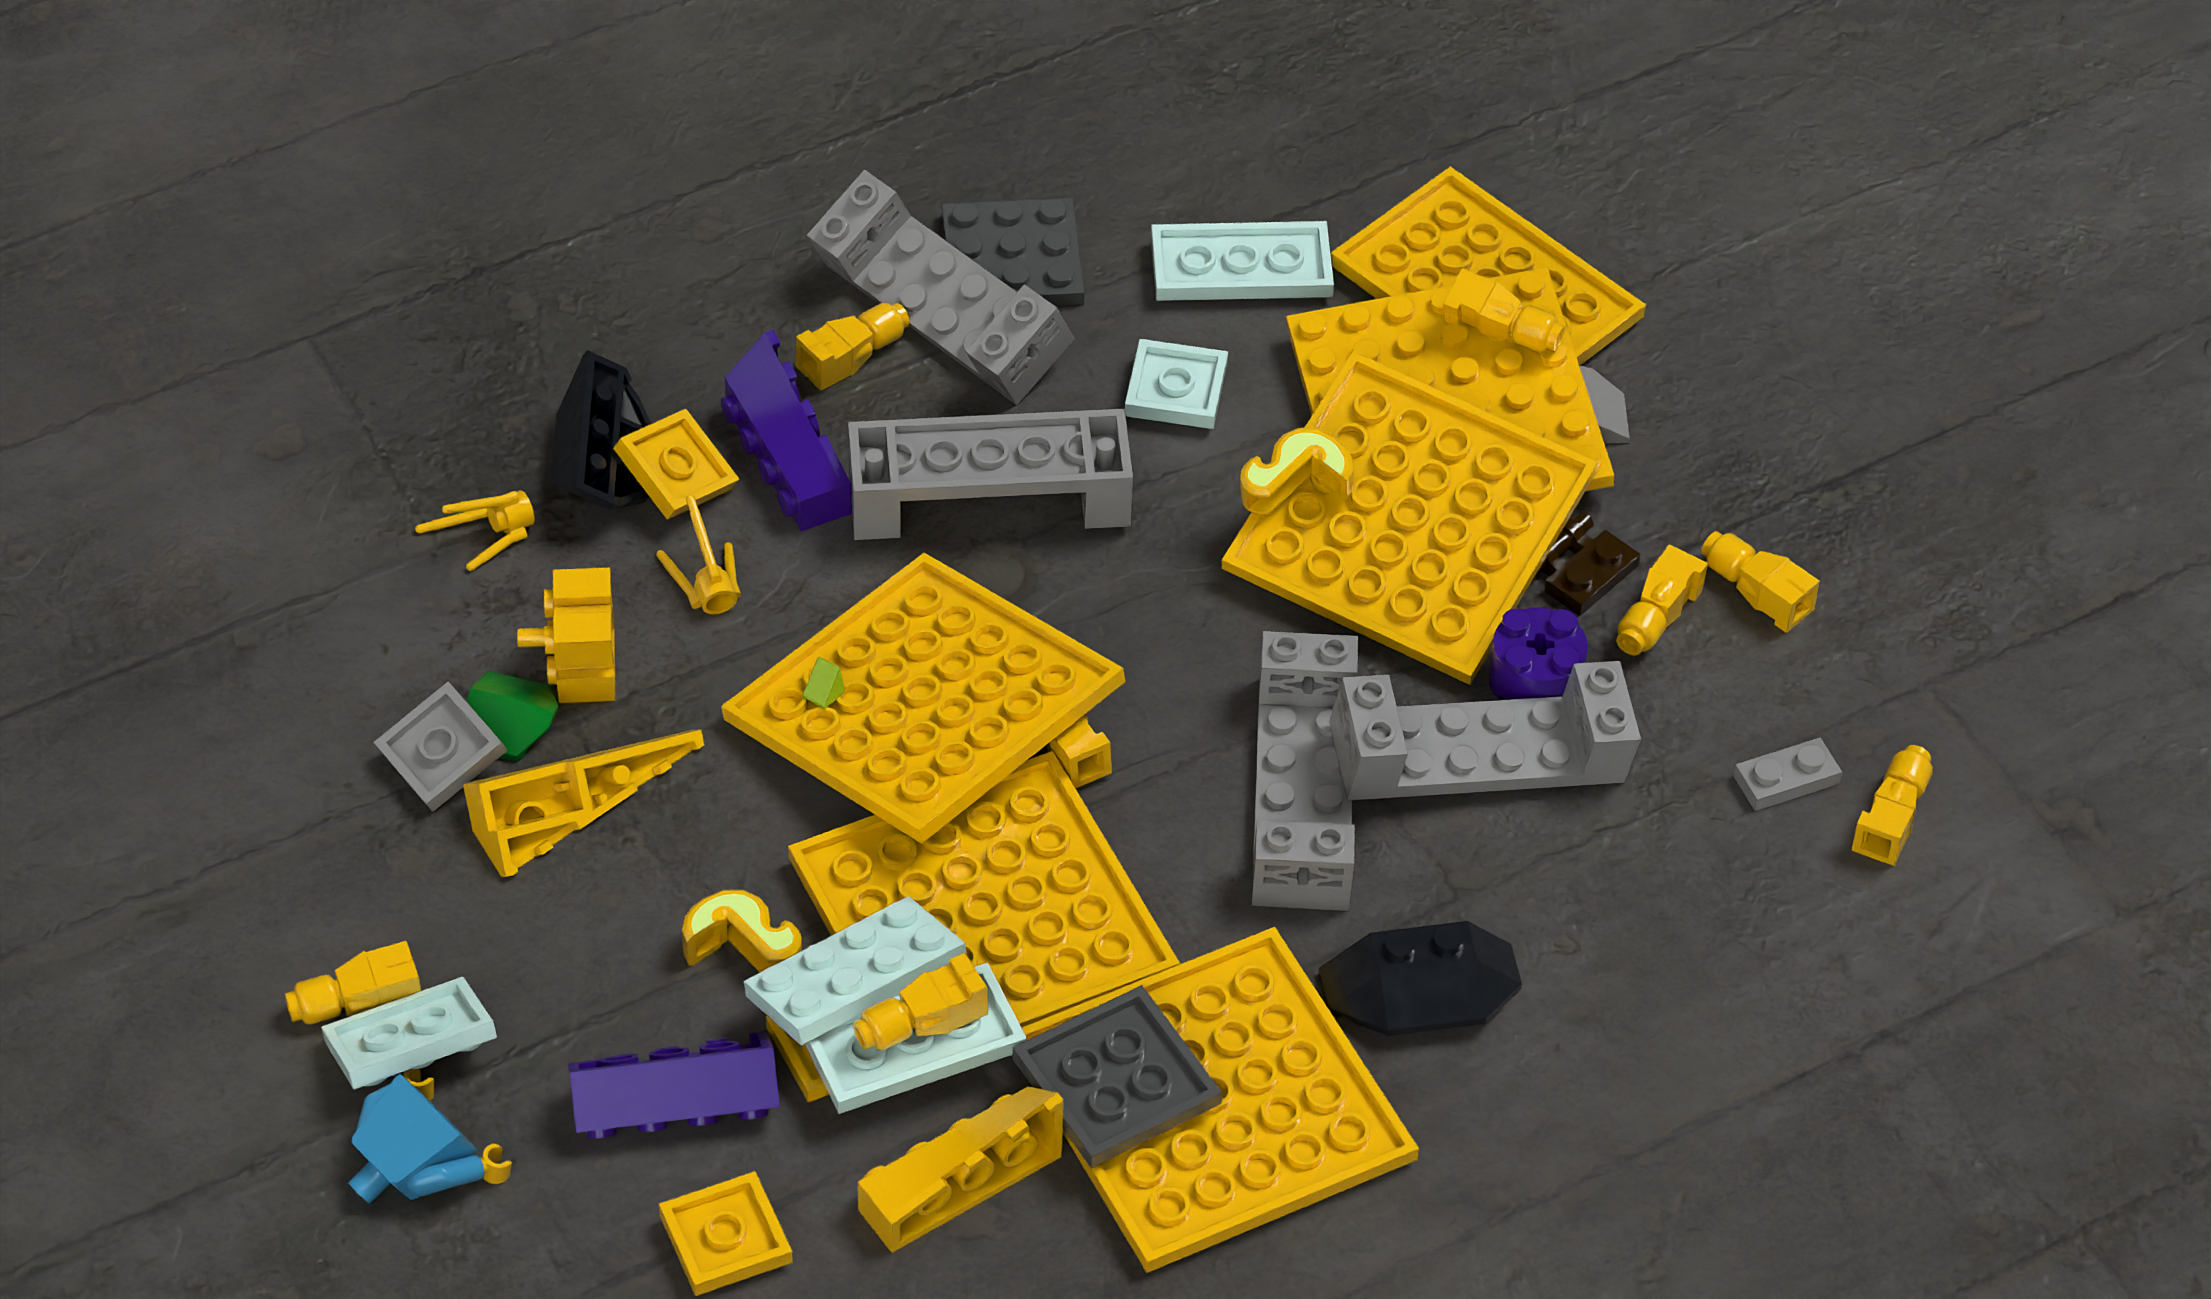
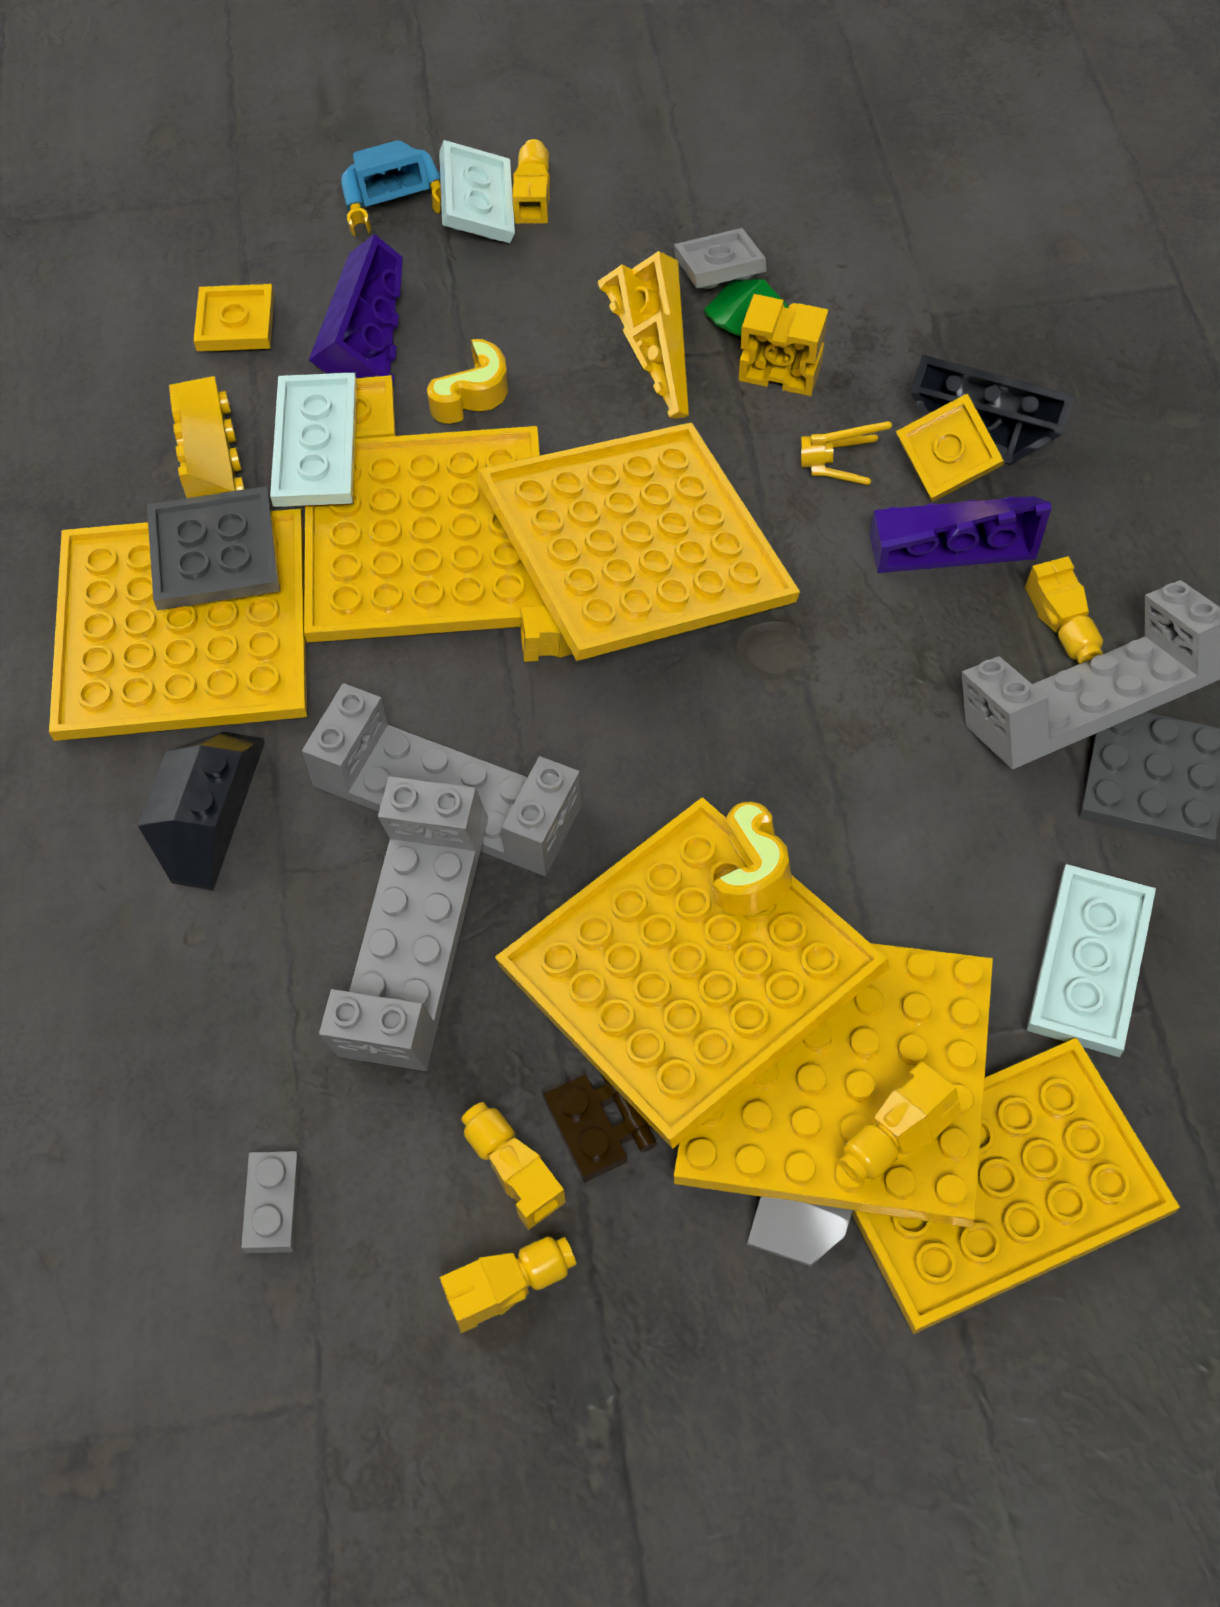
camera: 115 degrees right, 10 degrees up
(506, 513) = (939, 343): yellow plant -> none
(824, 684) = (669, 474): lime piece -> none
(852, 970) = (387, 417): light aqua plate -> none
(928, 1006) = (316, 431): yellow piece -> none
(989, 459) = (857, 650): light grey plate -> none
(1176, 383) = (942, 846): light aqua plate -> none
(1535, 653) = (504, 1011): dark purple brick -> none
(1890, 821) = (175, 1277): yellow piece -> none

